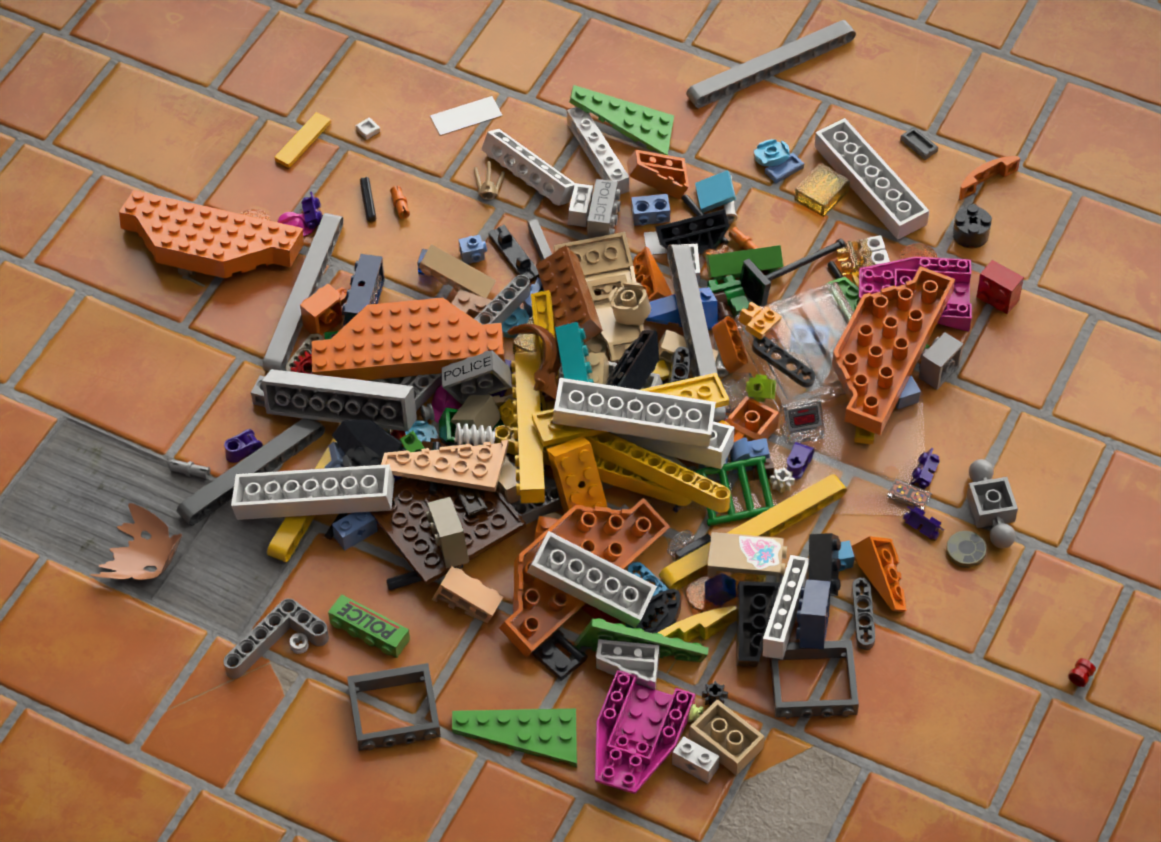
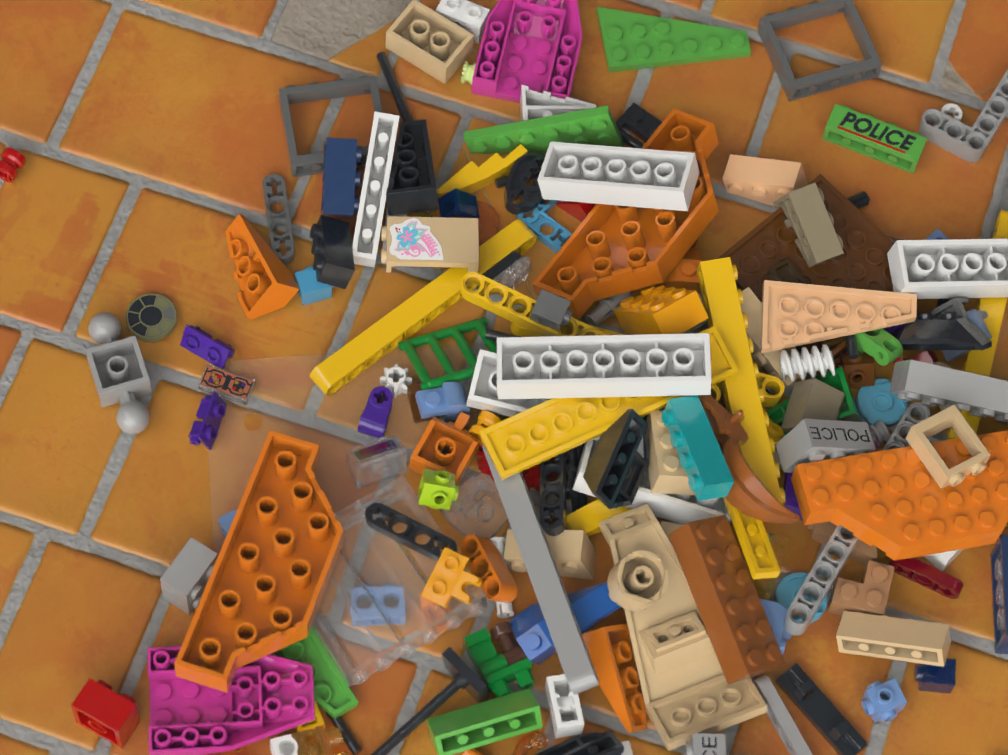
camera: 165 degrees right, 10 degrees up
(398, 361) = (928, 455): none -> tan window
(665, 461) = (551, 310): none -> dark grey brick
(714, 692) = (449, 96): black gear -> none
(757, 706) = (394, 87): none -> black bar

